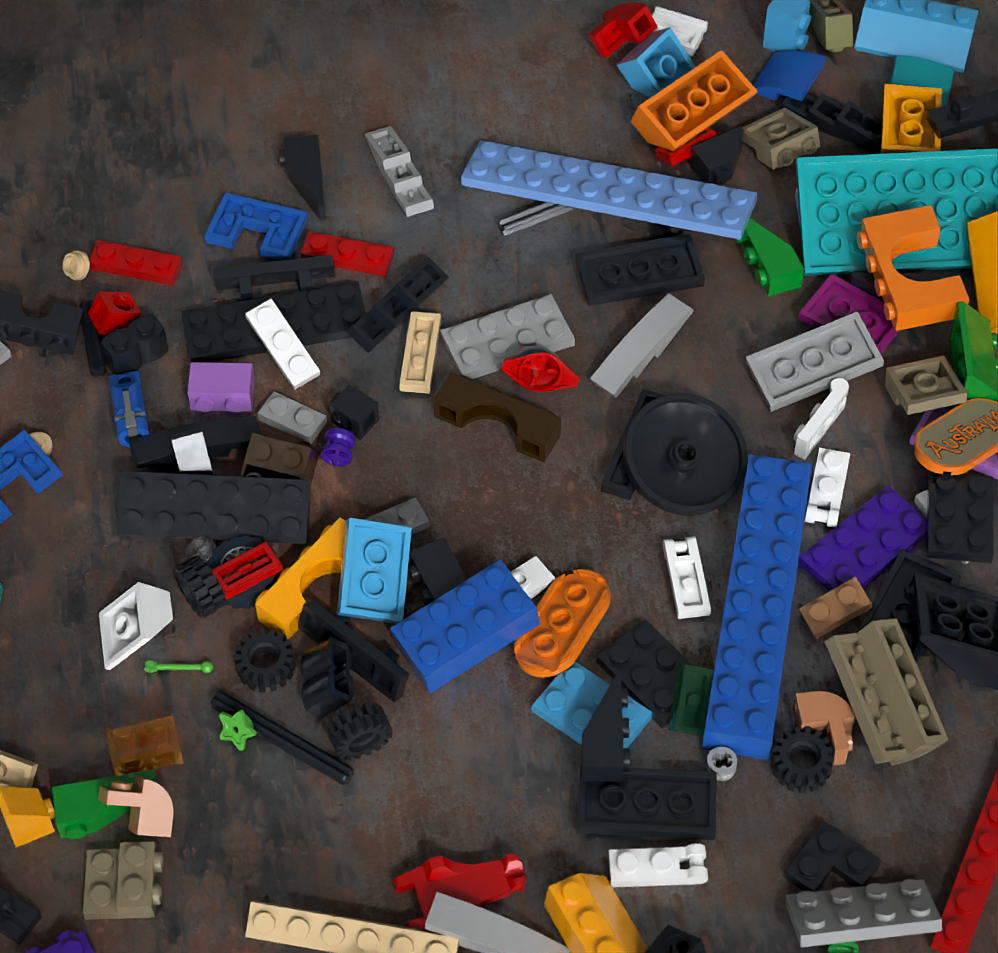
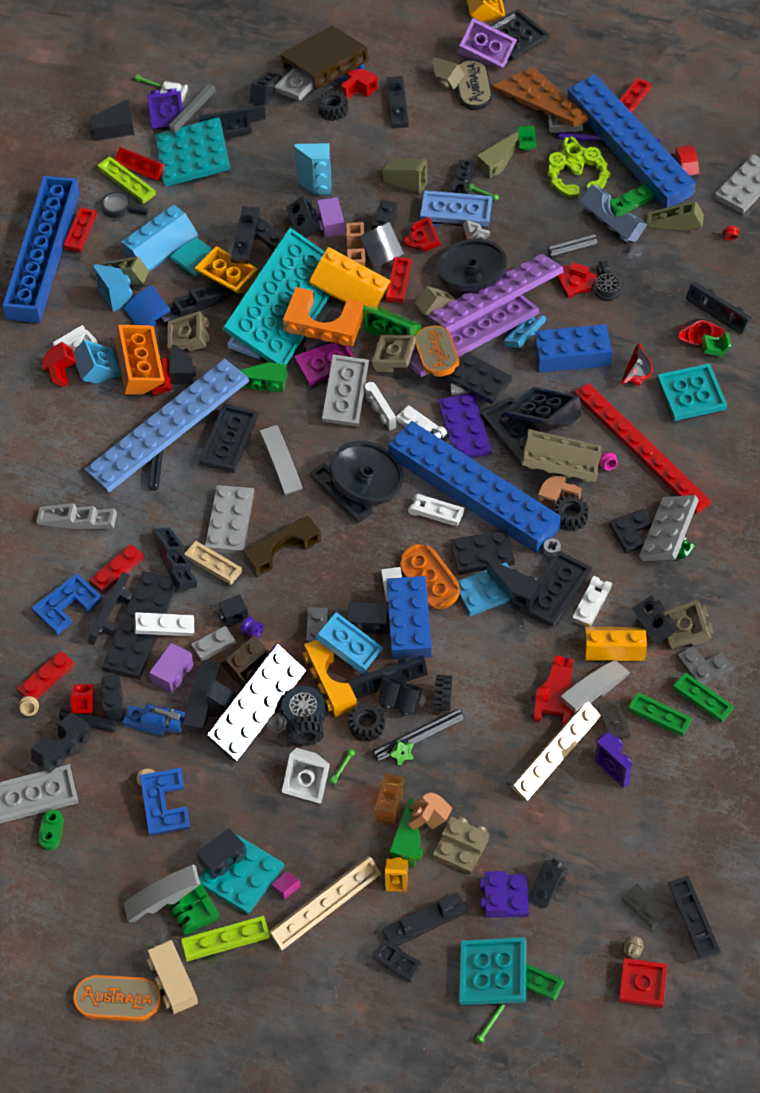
camera: 60 degrees left, 0 degrees up
(249, 574) = (301, 699): red tile -> none
(304, 169) = (44, 561): black slope -> none
(539, 370) = (266, 511): red hat -> none
(691, 699) = (513, 540): clear green plate -> none
(836, 607) = (496, 455): medium nougat plate -> none
(936, 767) = (608, 461): none -> dark pink plate

